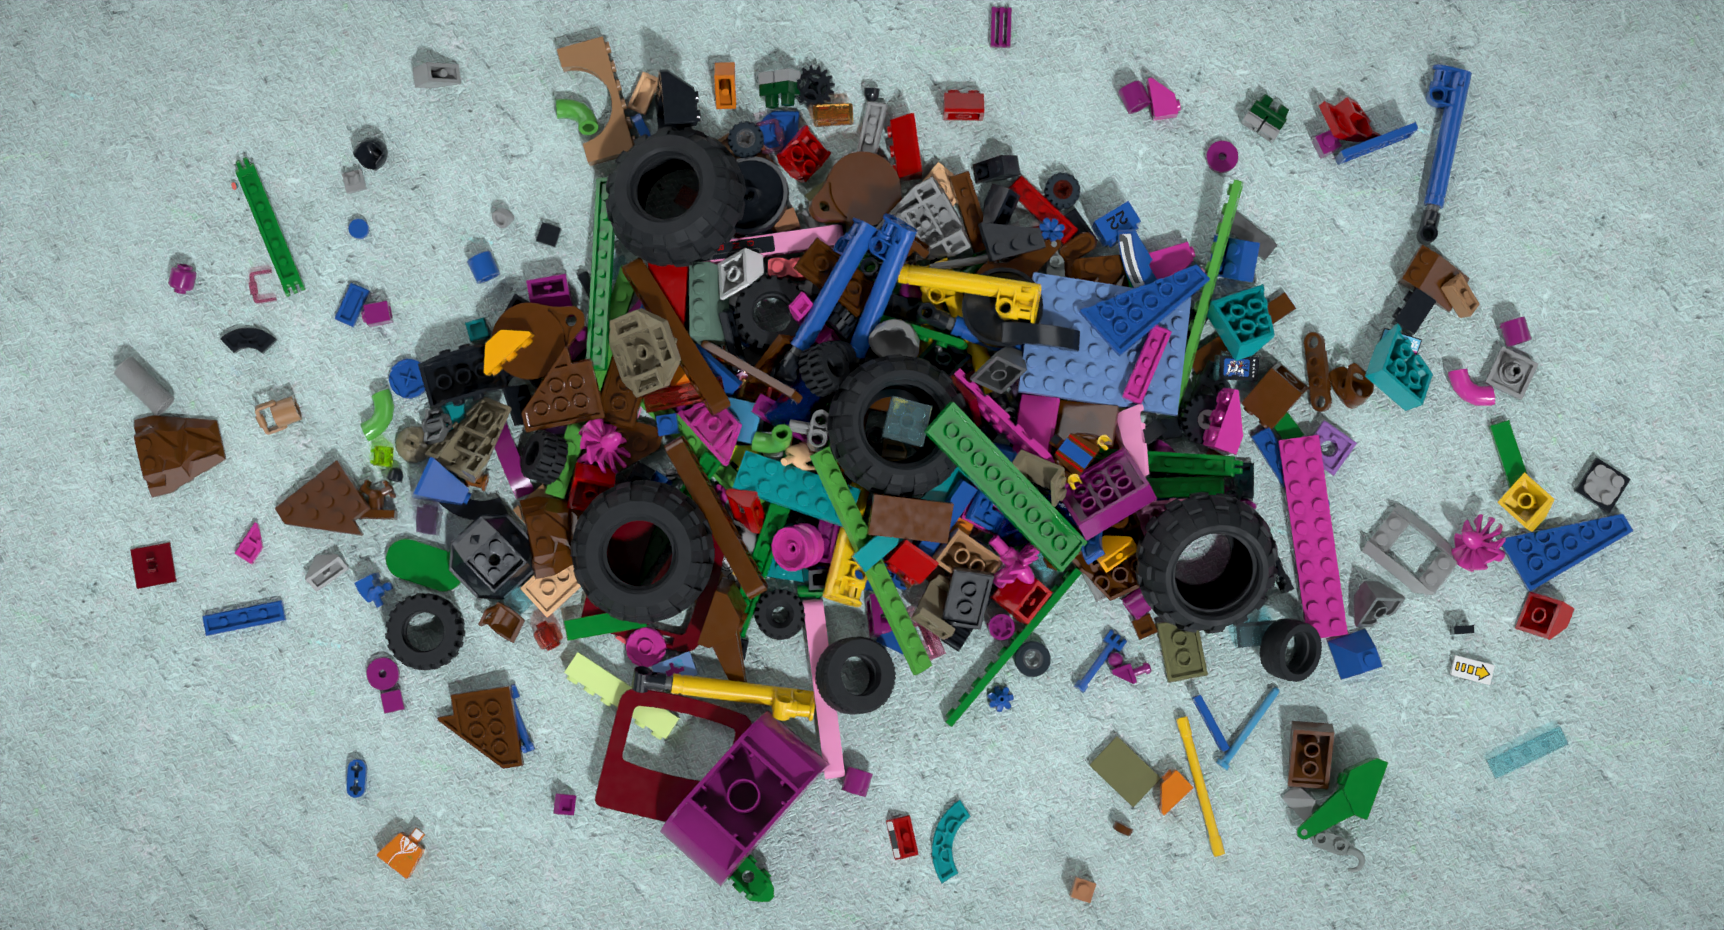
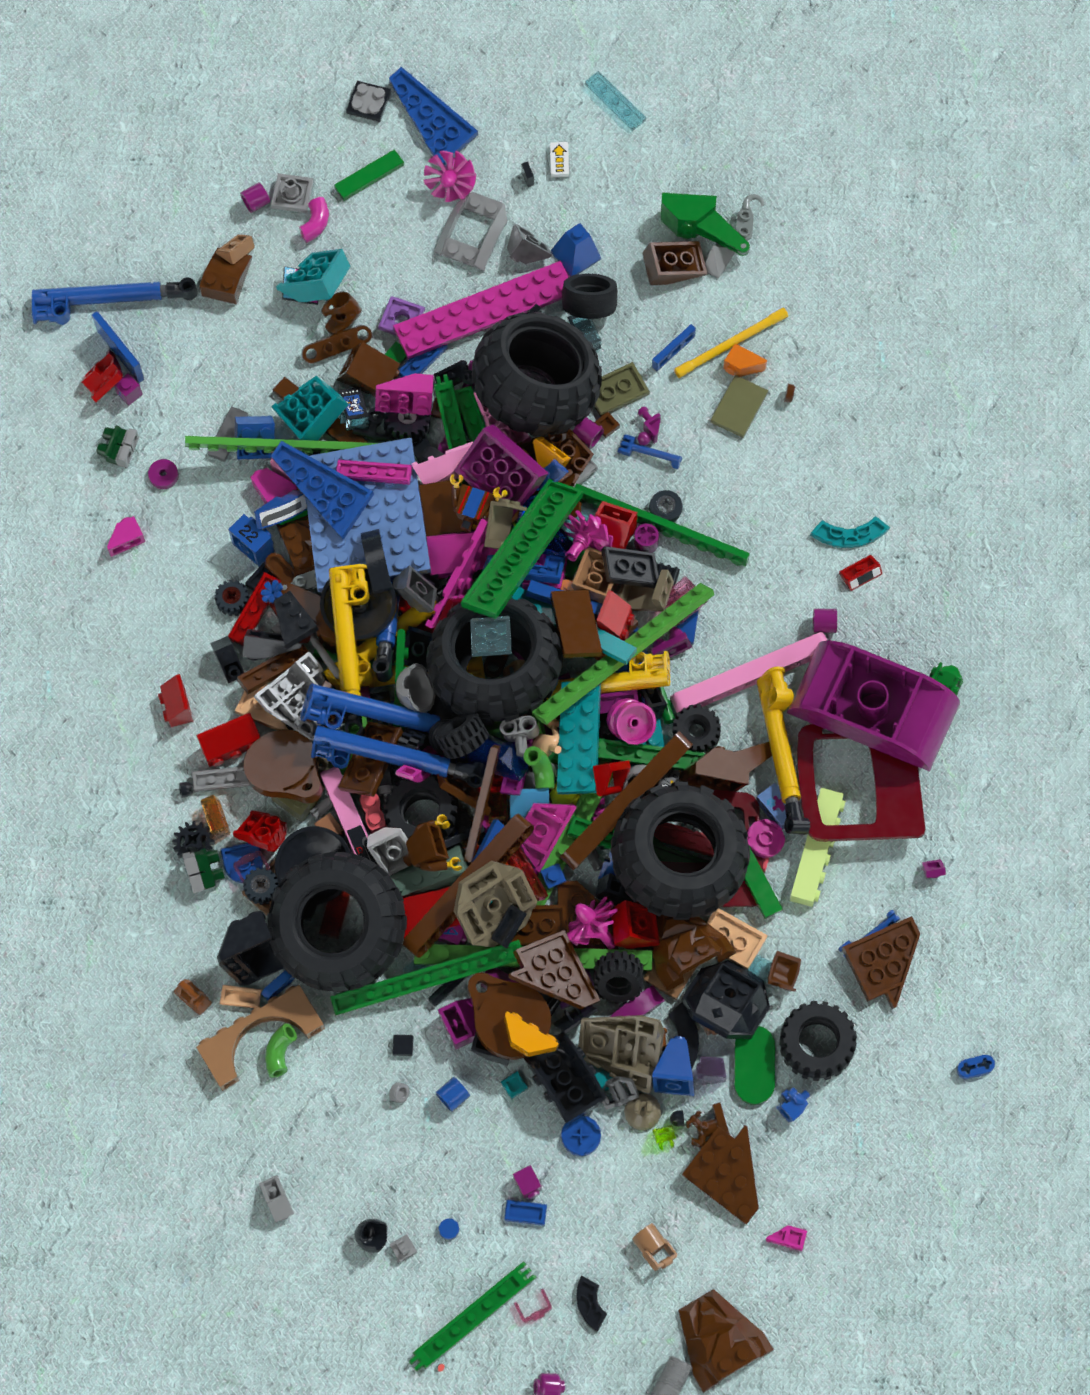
camera: 105 degrees left, 15 degrees down
(153, 565) = (839, 1328): dark red piece -> none
(244, 618) = (861, 1222): blue tile -> none
(324, 570) = (789, 1158): light grey slope -> none
(376, 667) = (869, 1082): magenta piece -> none
(381, 417) = (627, 1148): bright green cylinder -> none
(392, 701) = (892, 1056): magenta tile -> none
(403, 852) = (1029, 1000): orange torso -> none
(547, 635) = (784, 929): clear red head -> none
(619, 361) = (508, 926): none -> black tile
(658, 47) = (192, 996): none -> dark orange piece
(722, 304) = (428, 848): none -> reddish brown torso
(725, 85) = (211, 922): orange slope -> none
(880, 670) = (734, 662): black tyre -> none
(998, 693) = (709, 524): blue plant -> none
(1001, 11) = (97, 685): magenta tile -> none
(1082, 889) = (854, 410): nougat brick -> none
(1134, 97) = (128, 558): magenta piece -> none
(1248, 729) = (668, 318): dark azure bar -> none
(1413, 311) = (260, 280): black brick -> none
(1527, 502) = (401, 149): yellow slope -> none
(1544, 616) = (496, 115): red slope -> none

